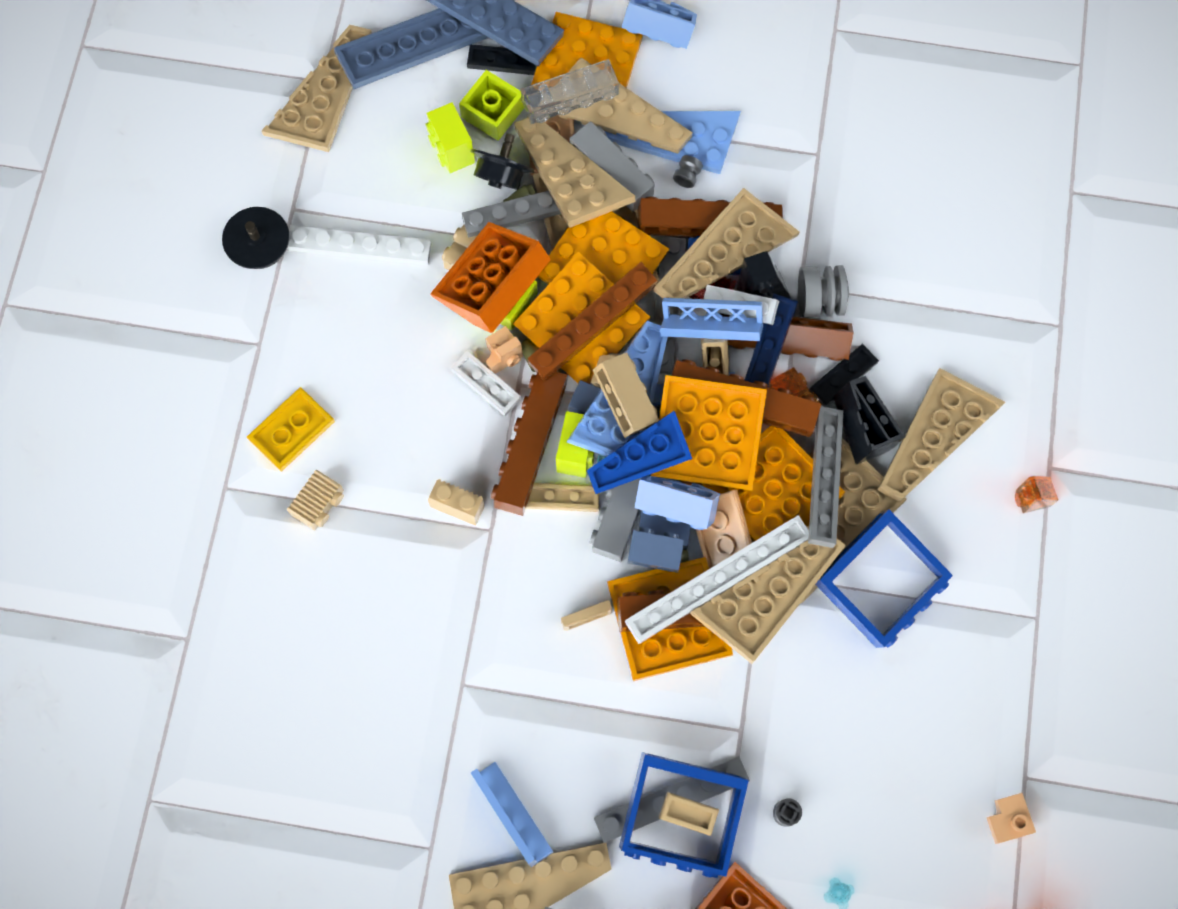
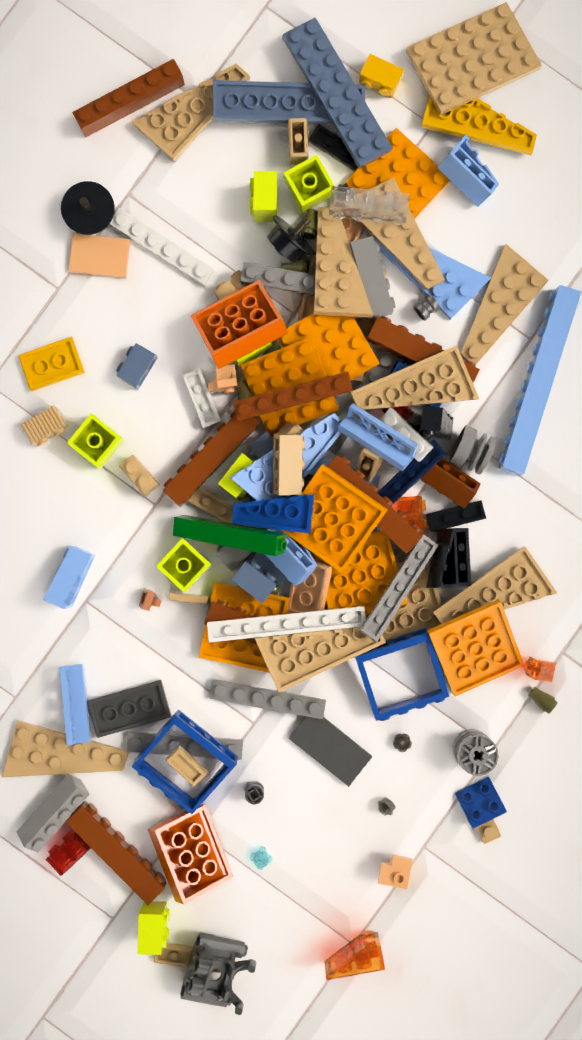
camera: 25 degrees right, 15 degrees up
(247, 109) = (129, 98): none -> dark orange brick
(291, 286) = (99, 255): none -> light nougat tile
(386, 486) = (95, 441): none -> neon yellow brick
(393, 382) = (136, 366): none -> sand blue brick
(430, 660) = (69, 577): none -> light blue wedge
(456, 68) = (298, 140): none -> tan brick
(518, 151) = (311, 229): none -> olive cone
(539, 642) = (148, 599): none -> nougat tile
(561, 577) = (184, 565): none -> neon yellow brick
(580, 788) = (129, 708): none -> dark grey tile
(599, 510) = (230, 535): none -> green brick
(742, 689) = (267, 699): none -> light grey plate
(767, 125) = (506, 296): none -> tan wing
(847, 711) = (331, 748): none -> dark grey tile
(853, 191) = (539, 379): none -> light blue brick
(922, 664) = (397, 742): none -> clear smoke plate
(951, 504) = (476, 647): none -> light orange plate
(953, 749) = (386, 806): none -> clear smoke plate
(1006, 630) = (465, 746): none -> light grey wheel
(1060, 686) = (480, 802): none -> blue hinge
(1061, 529) = (543, 700): none -> olive cone
(1088, 716) = (488, 831): none -> tan plate

